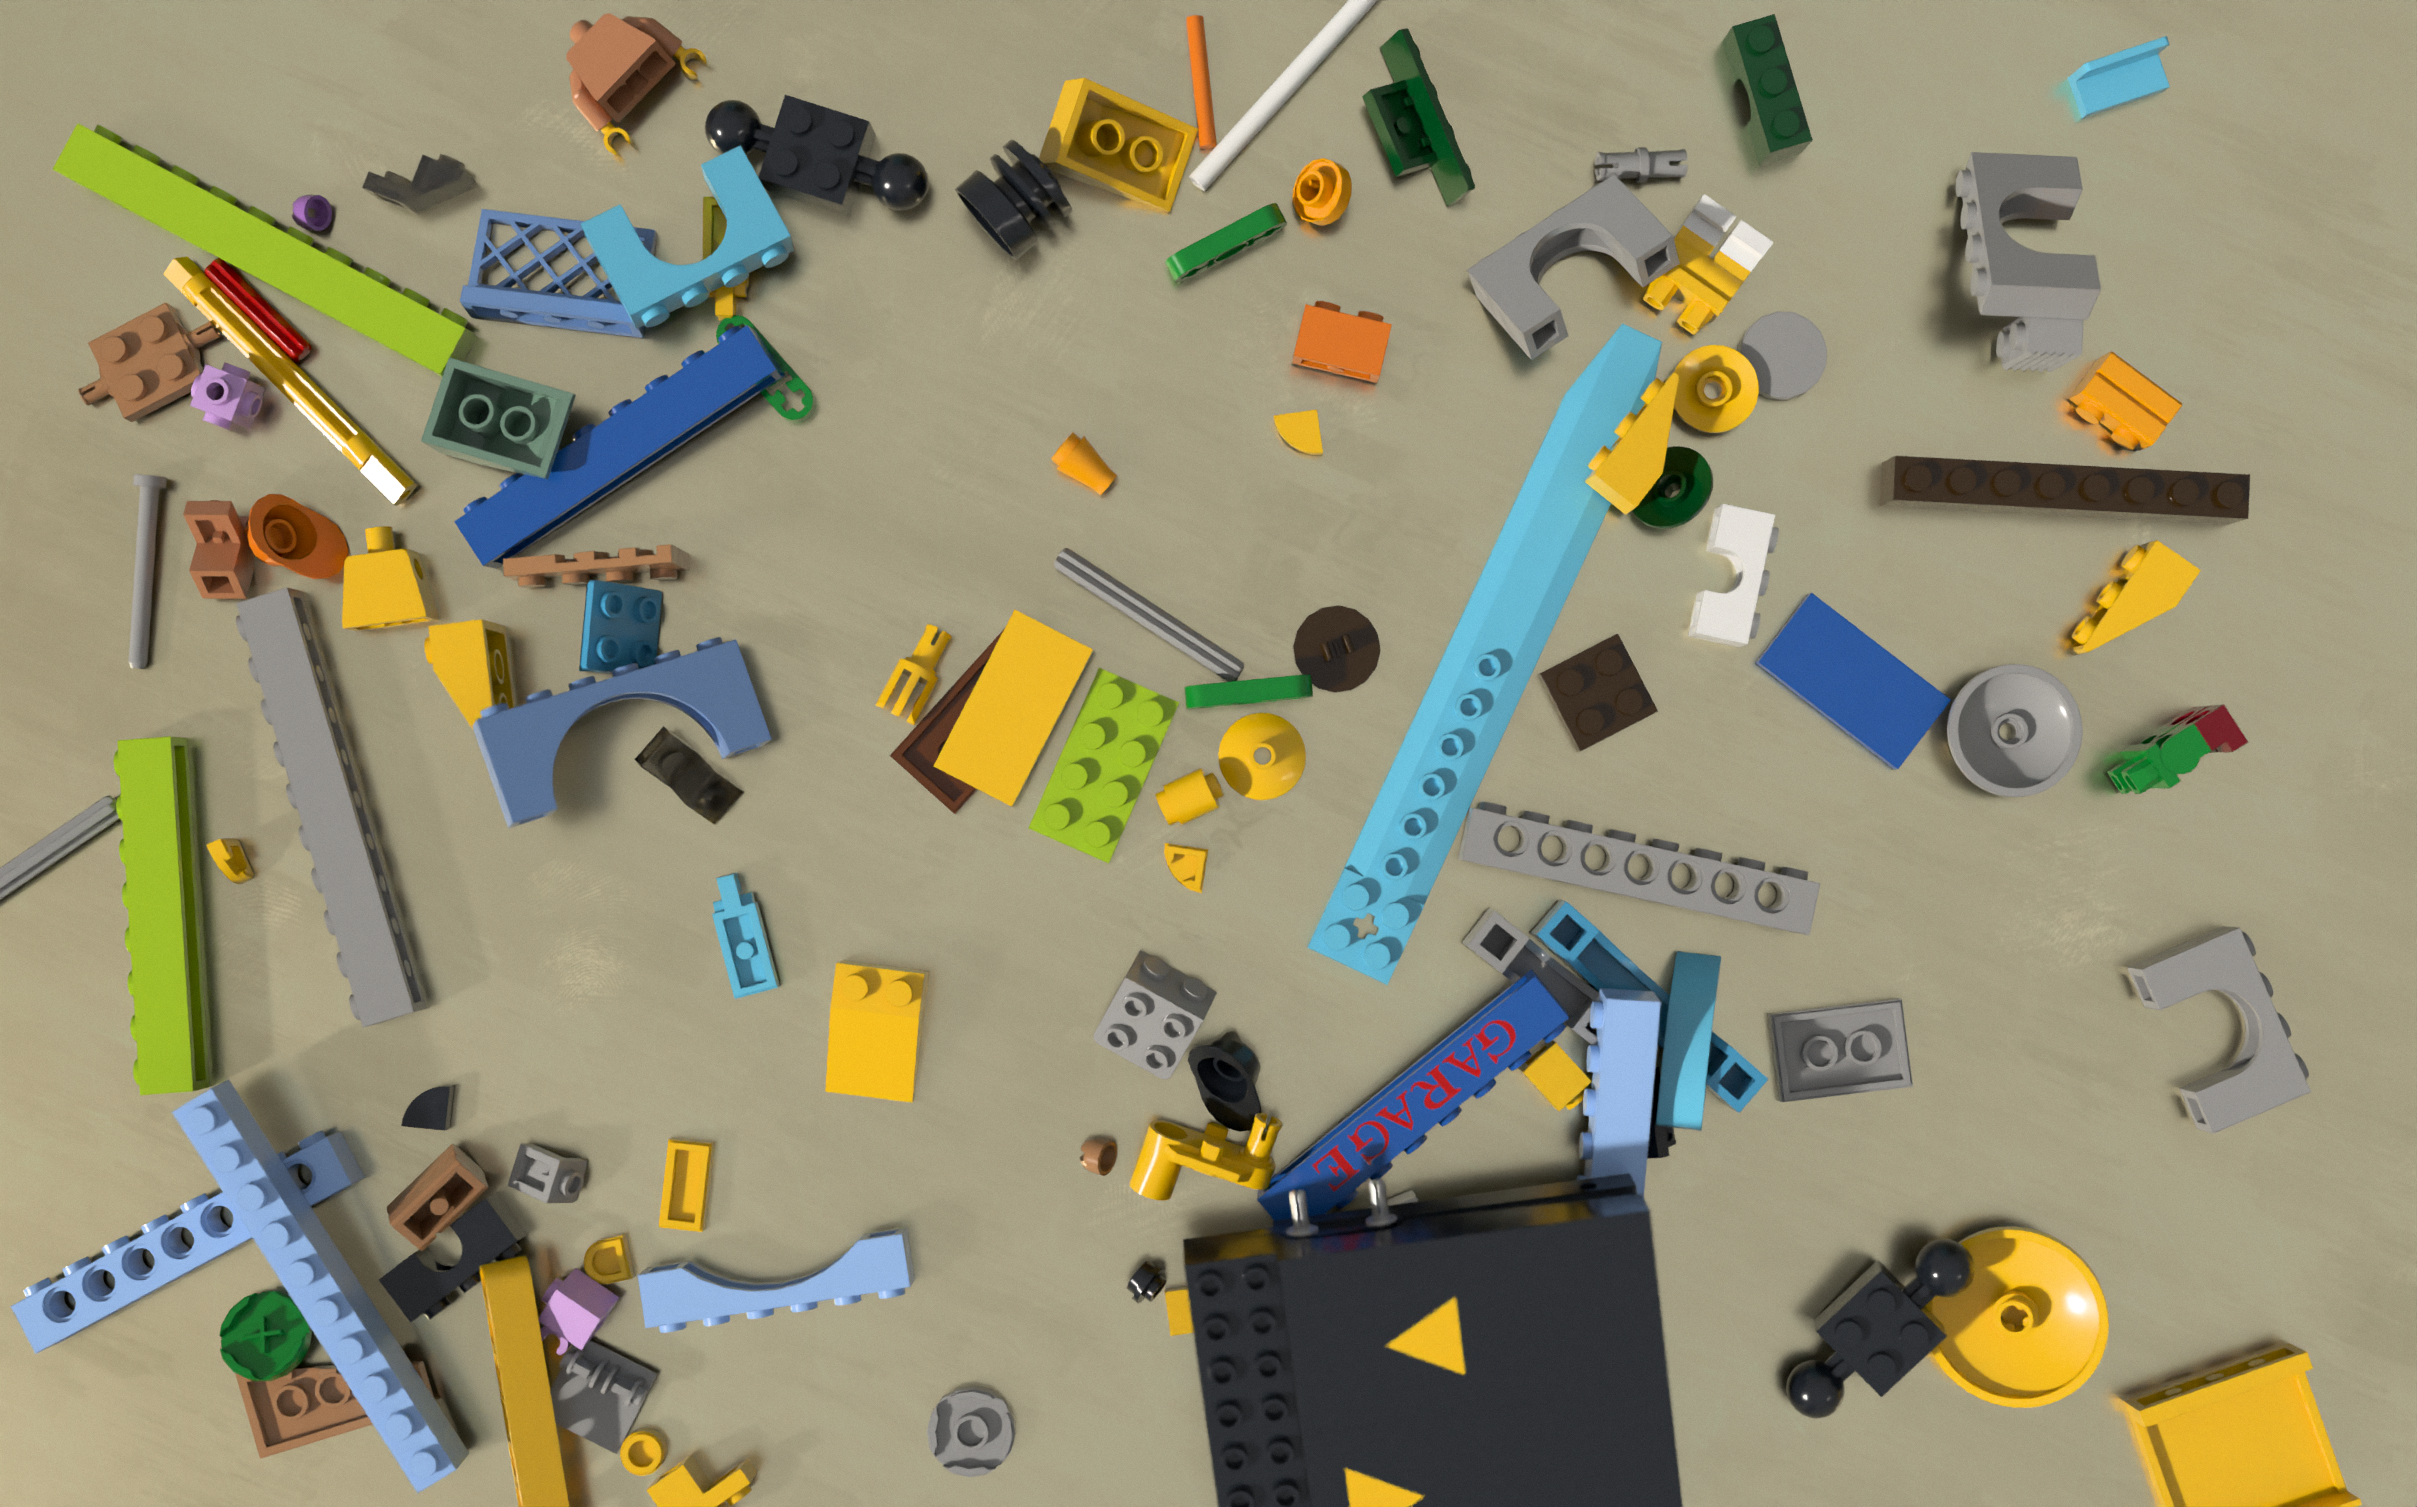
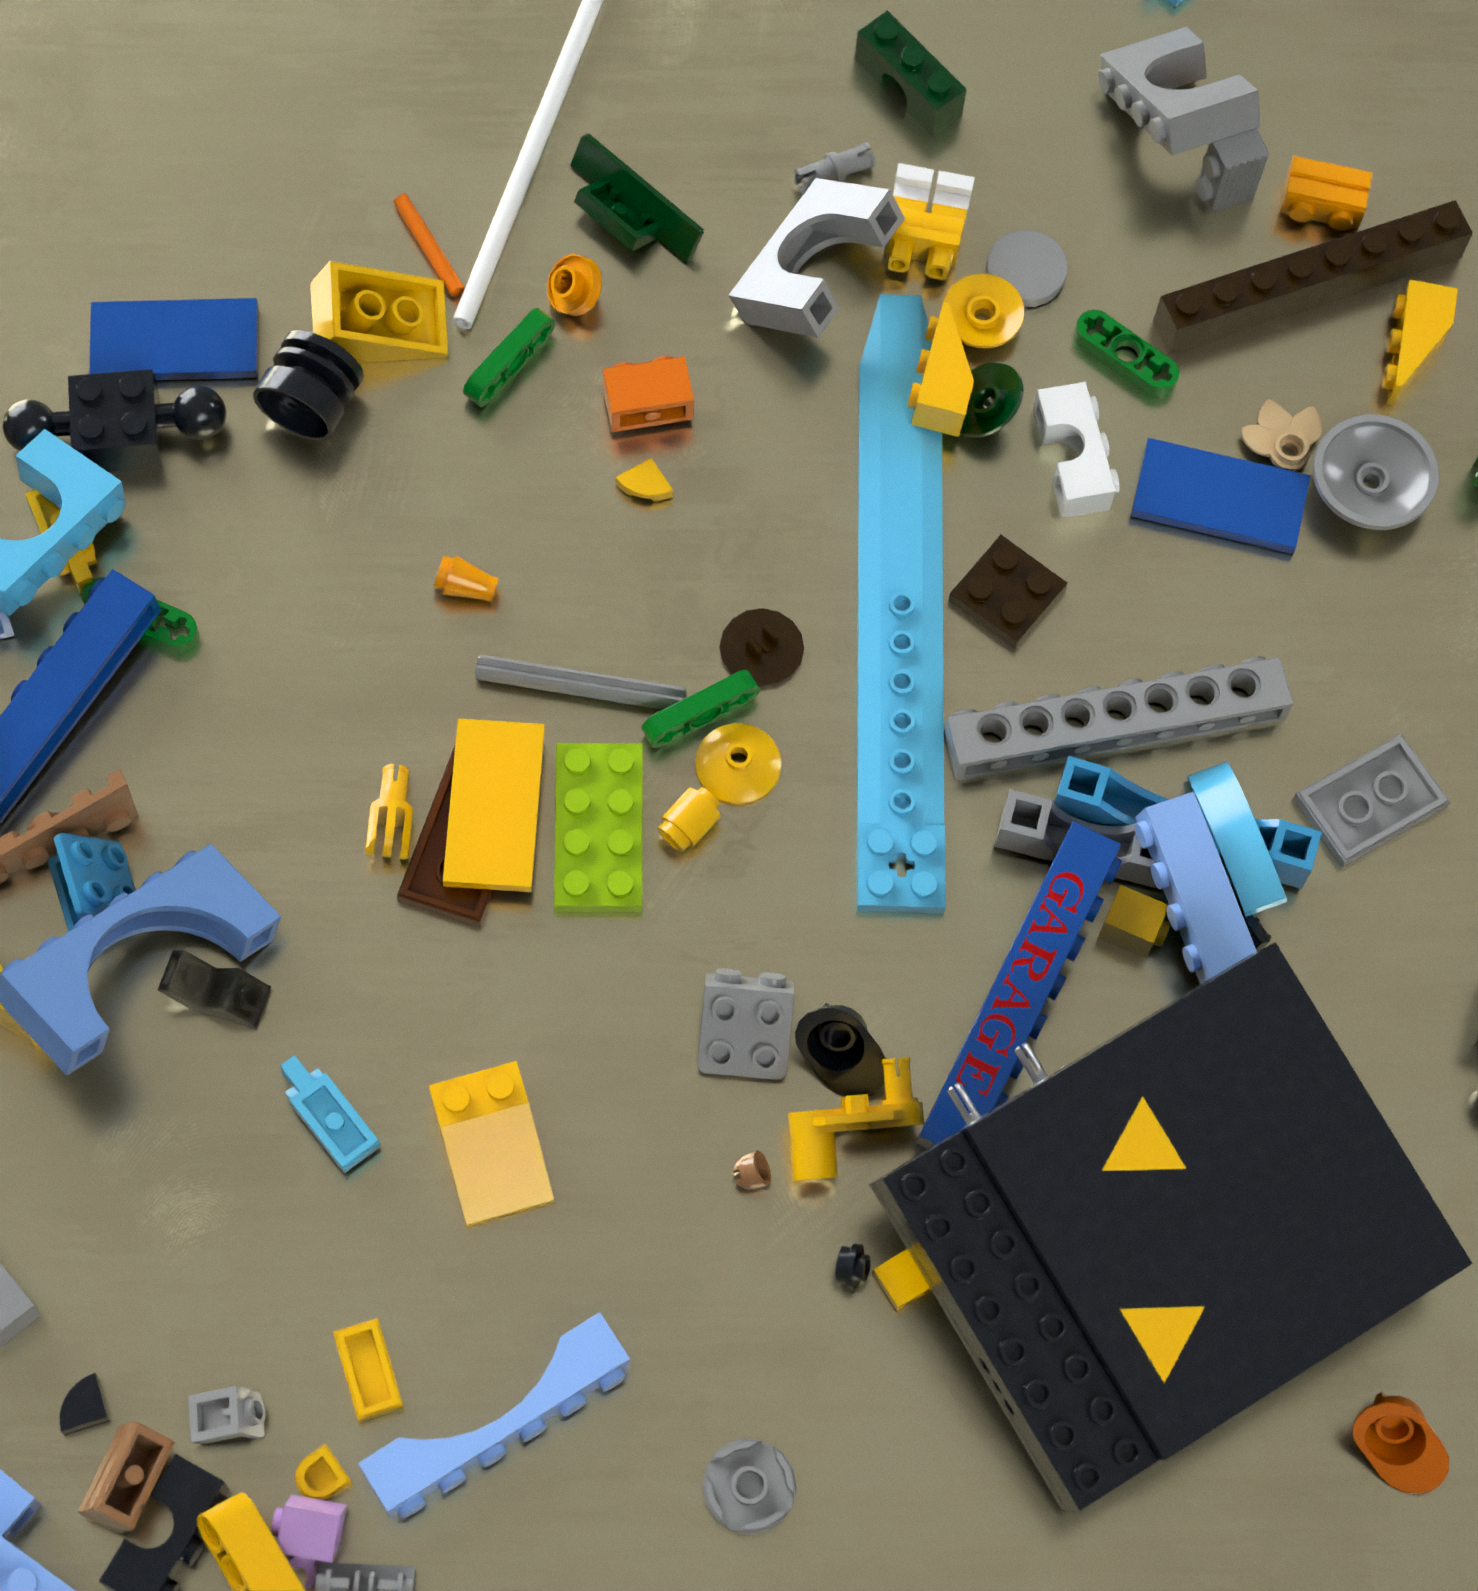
camera: 30 degrees left, 20 degrees down
(911, 84) = (176, 338): none -> blue tile
(1187, 865) = (714, 882): yellow tile -> none
(1854, 495) = (1123, 336): none -> green beam
(1949, 638) = (1281, 431): none -> tan plate

